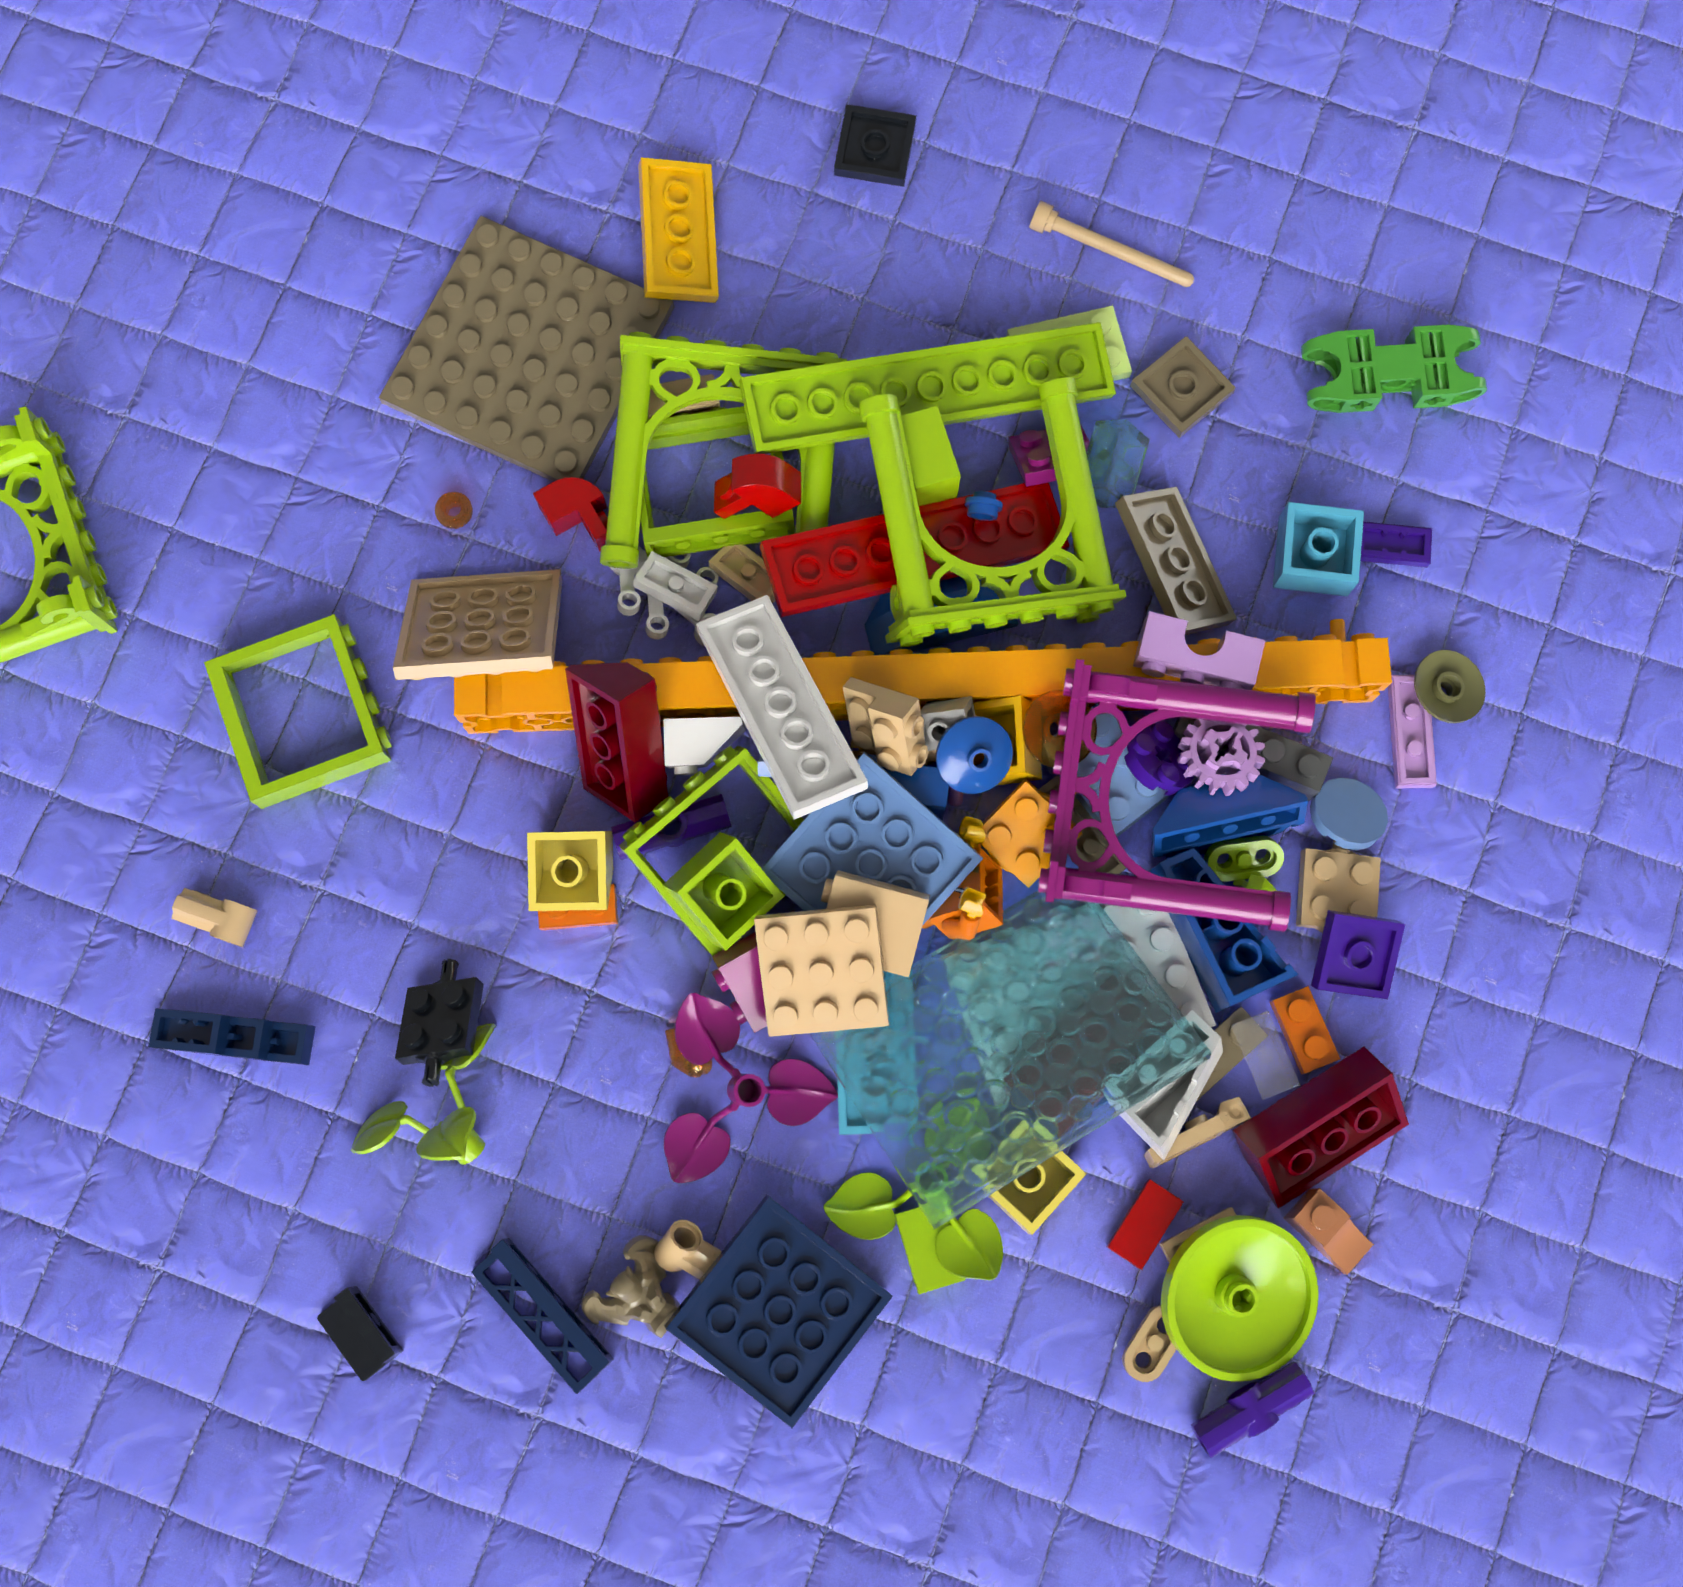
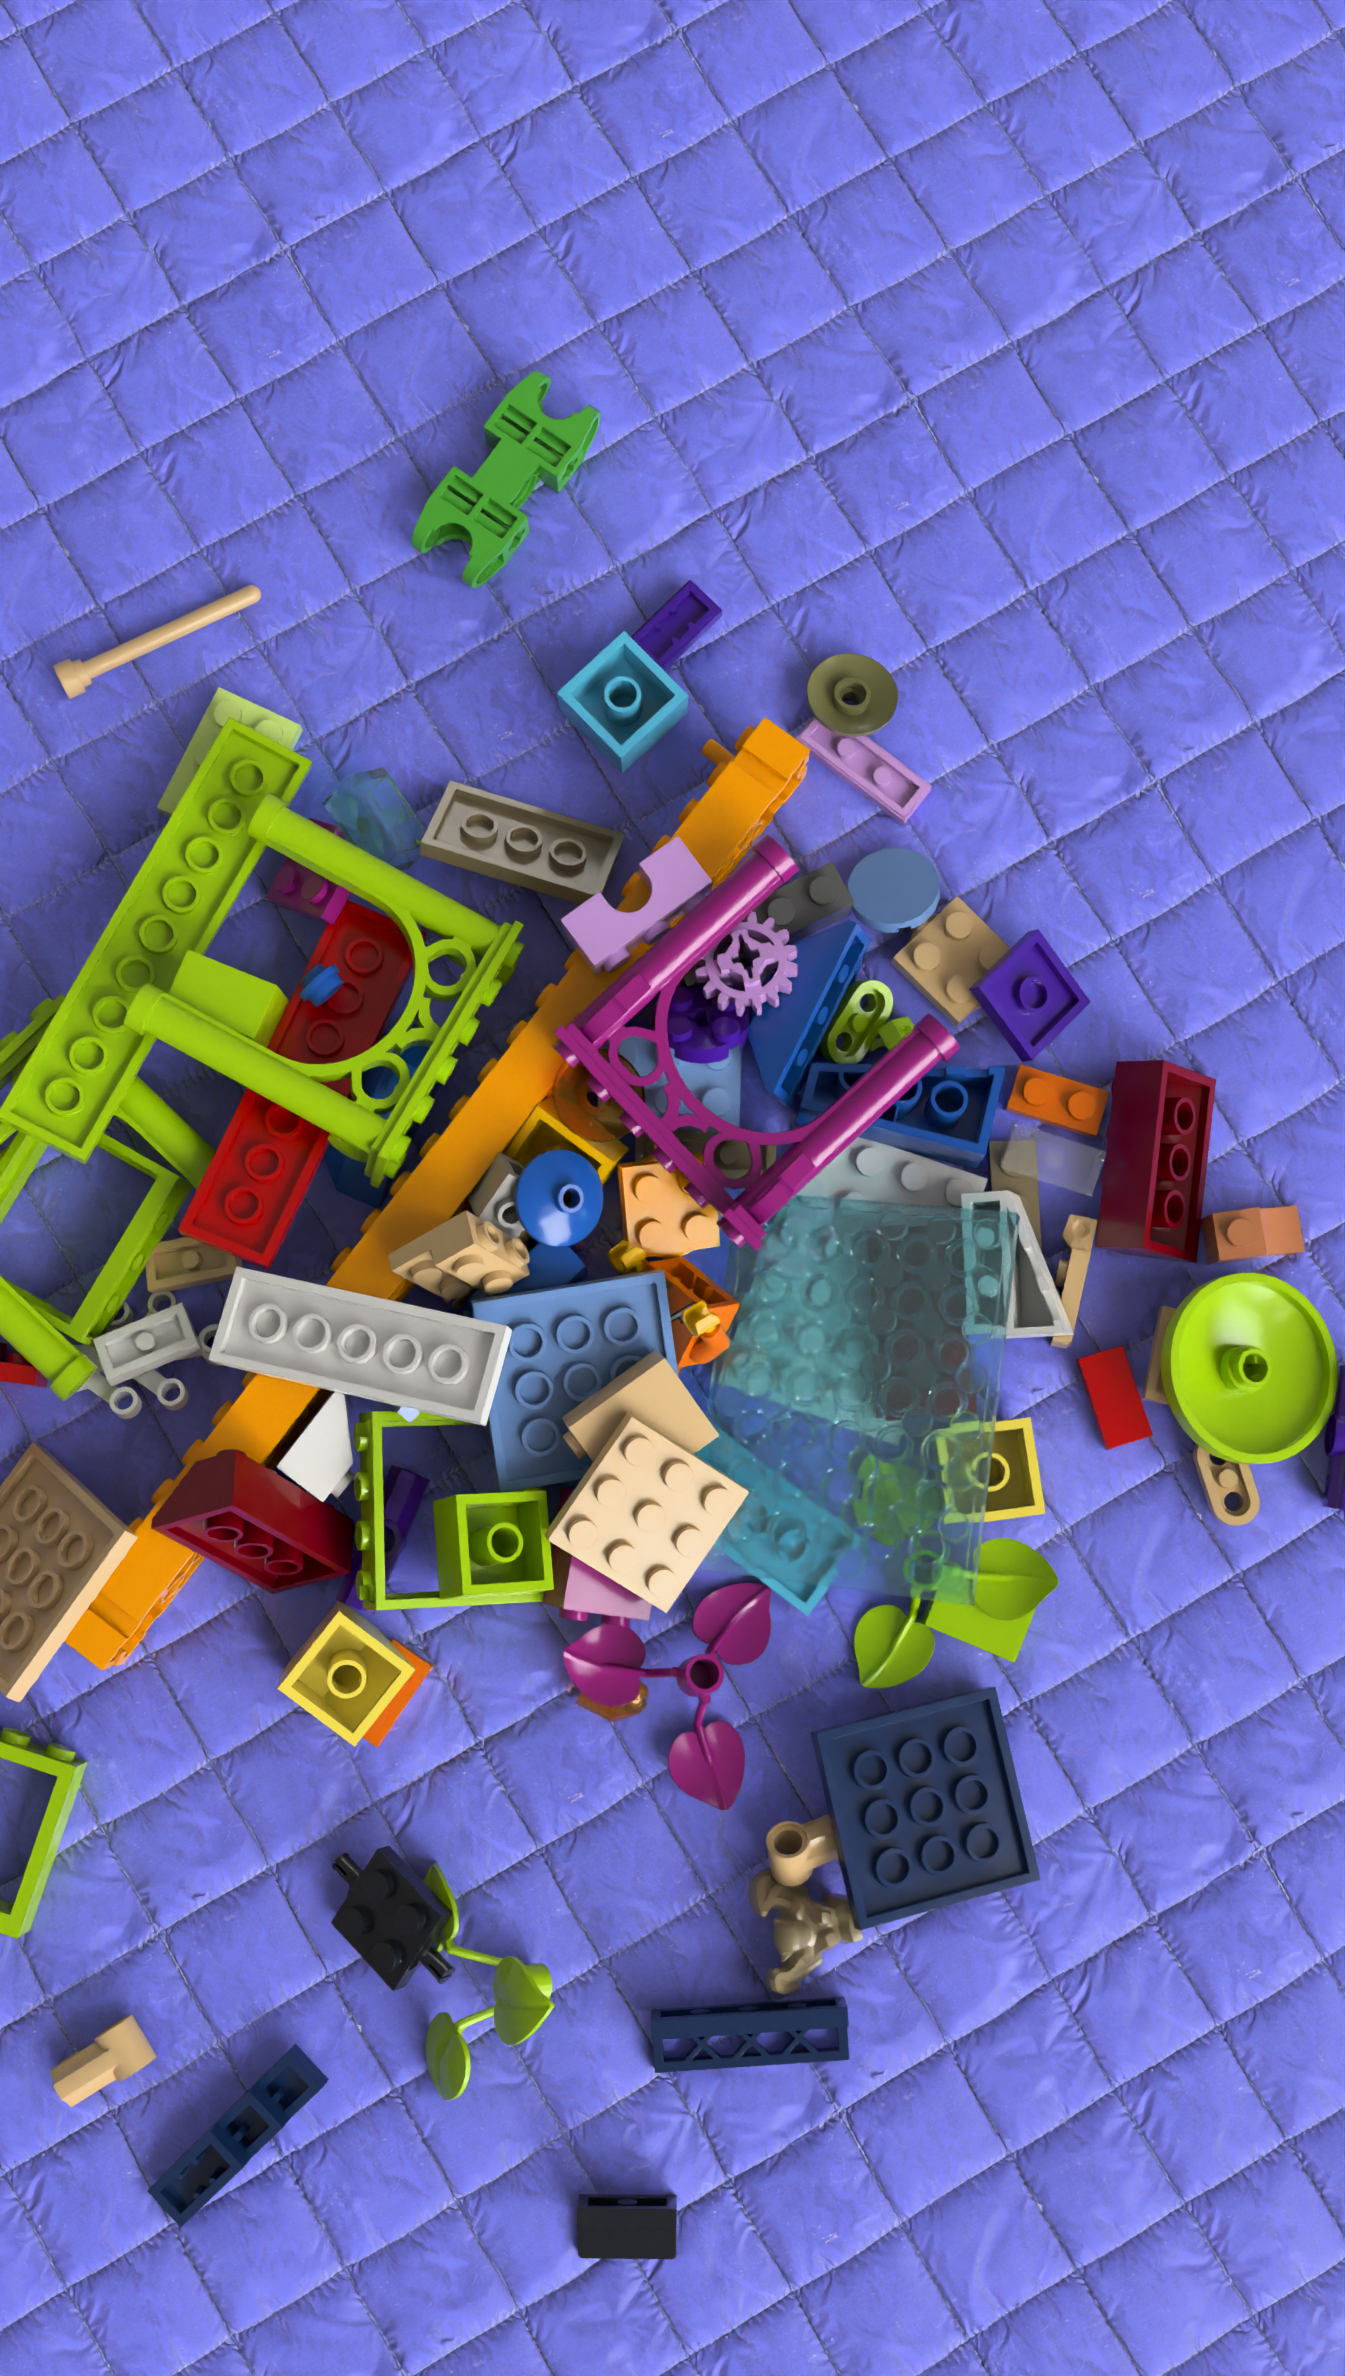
camera: 50 degrees left, 5 degrees up
(760, 482) = (114, 1182): red brick -> none
(1182, 386) = (356, 690): dark tan plate -> none

